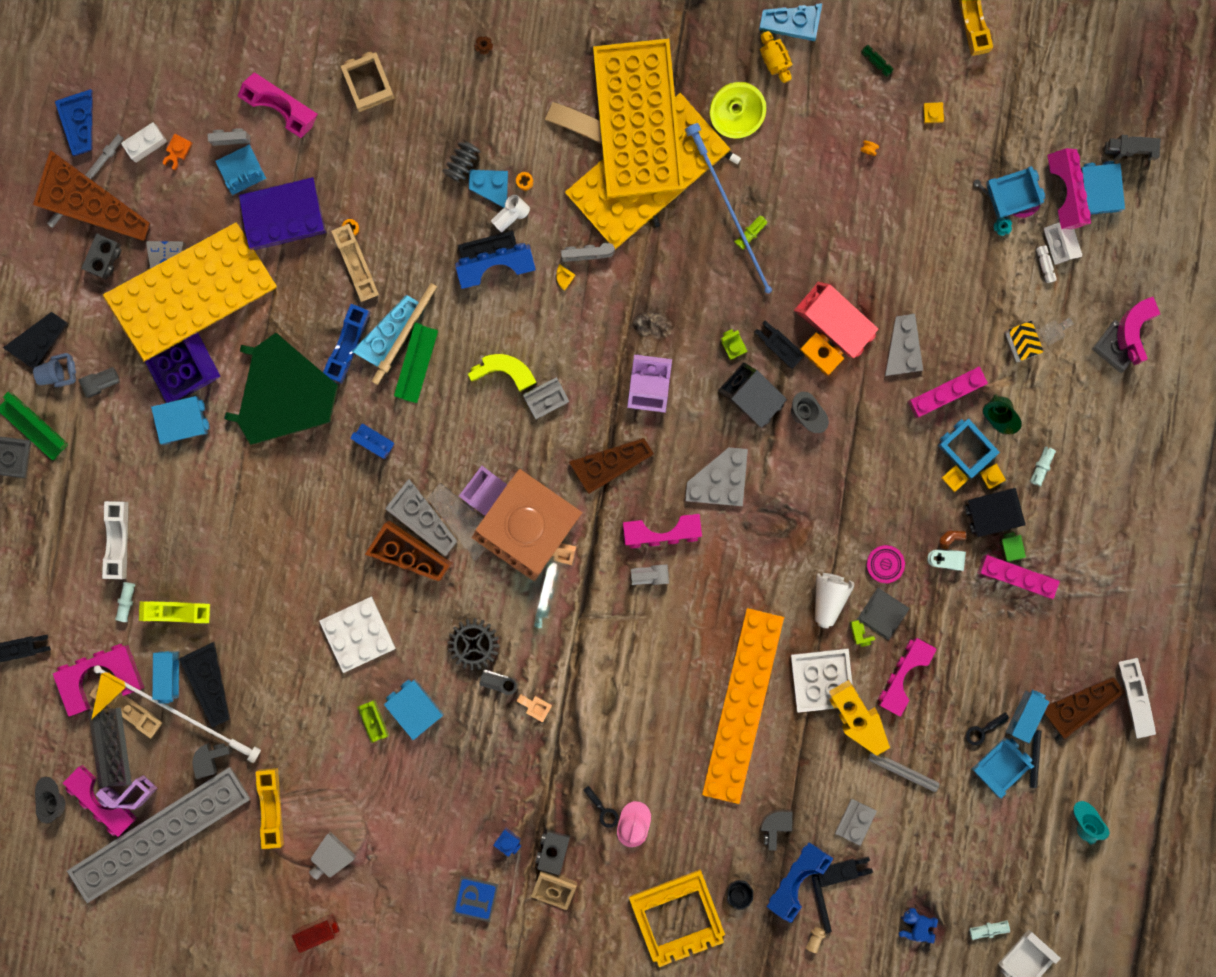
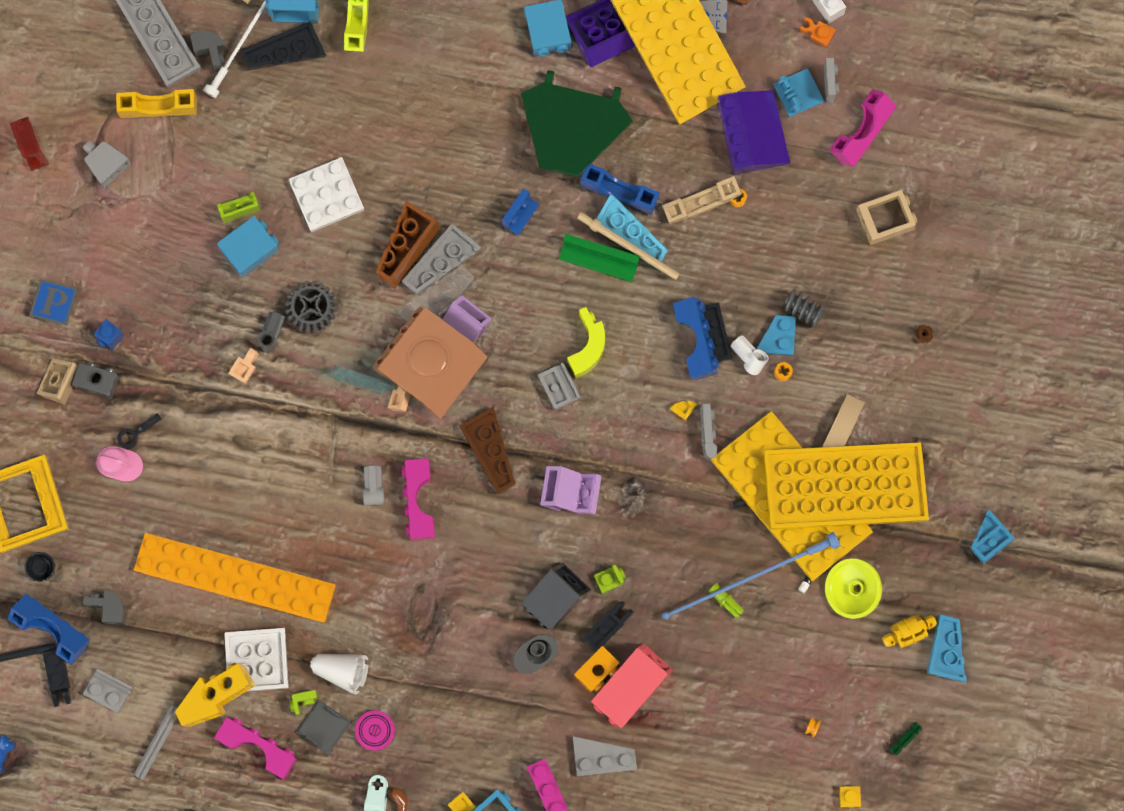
camera: 90 degrees right, 10 degrees down
(720, 480) = (469, 562): light grey plate -> none

